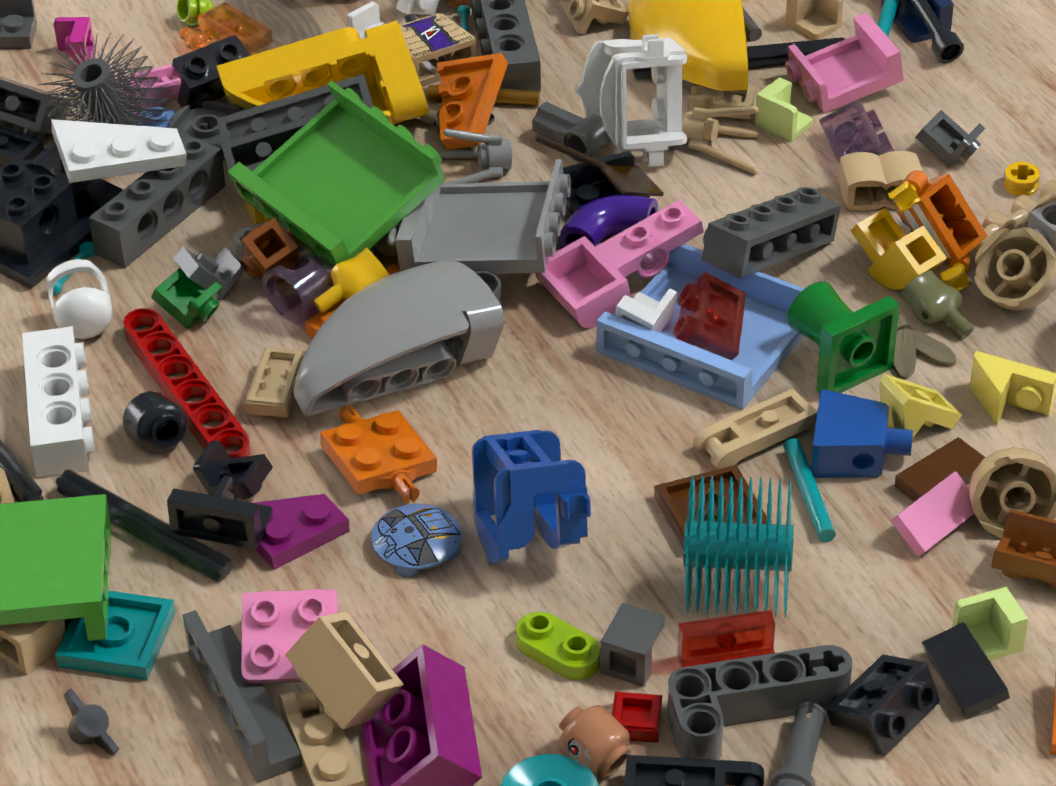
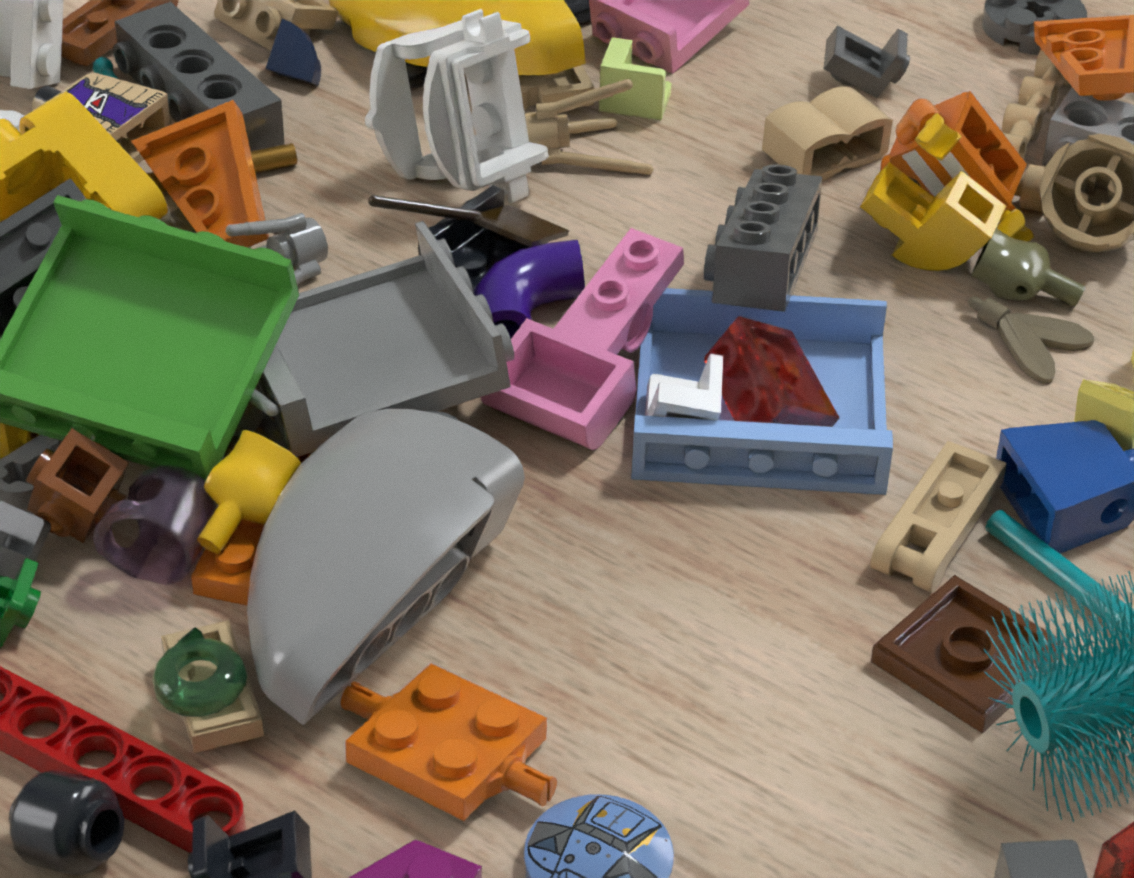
camera: 30 degrees left, 0 degrees up
(266, 383) = (204, 696): none -> clear green piece
(524, 478) = (761, 718): blue animal -> none
(578, 133) = (355, 178): dark grey piece -> none
(580, 33) = (294, 55): none -> dark blue tile
(851, 343) = (964, 345): green plant -> none
(855, 130) = (746, 85): clear purple bracket -> none
(1018, 171) = (983, 81): yellow bush -> none

